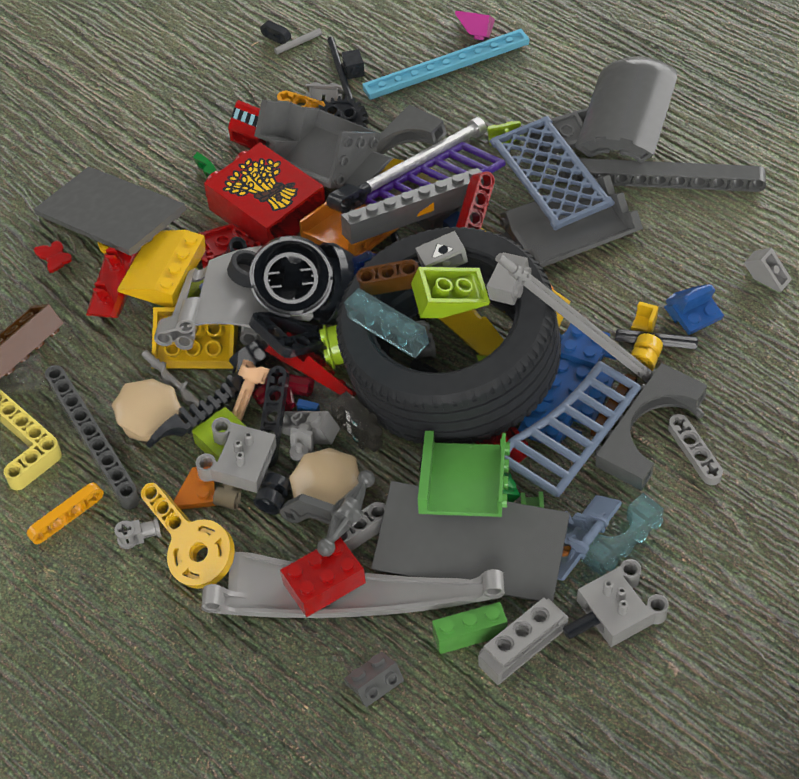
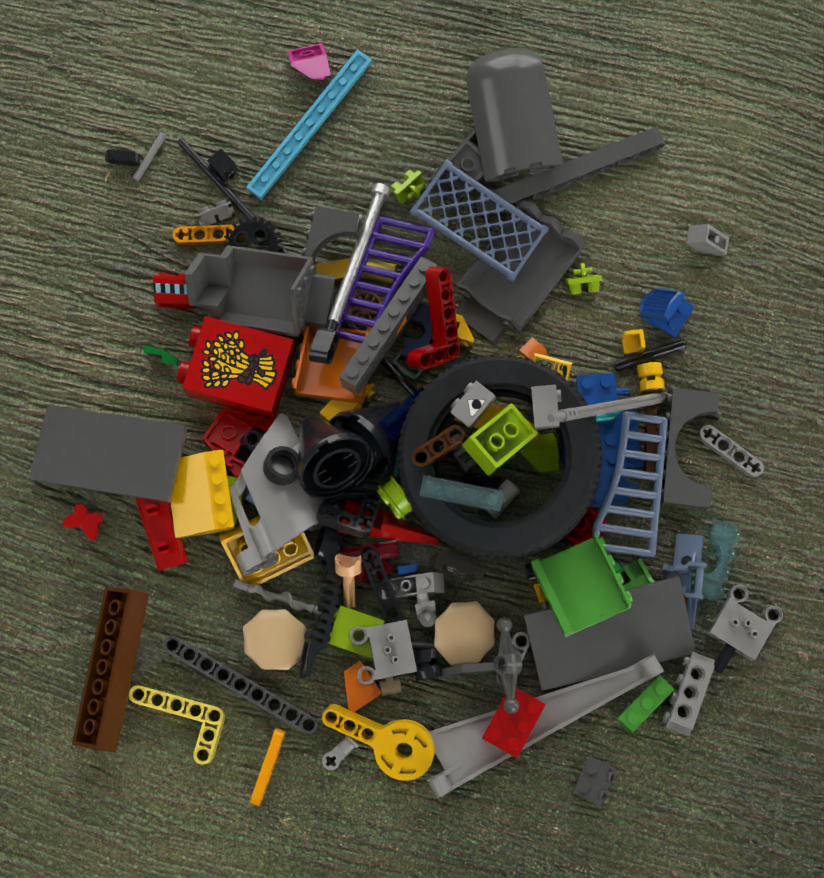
camera: 30 degrees left, 25 degrees up
(585, 362) = (606, 417): none -> teal arm
(624, 252) = (592, 281): none -> lime hips

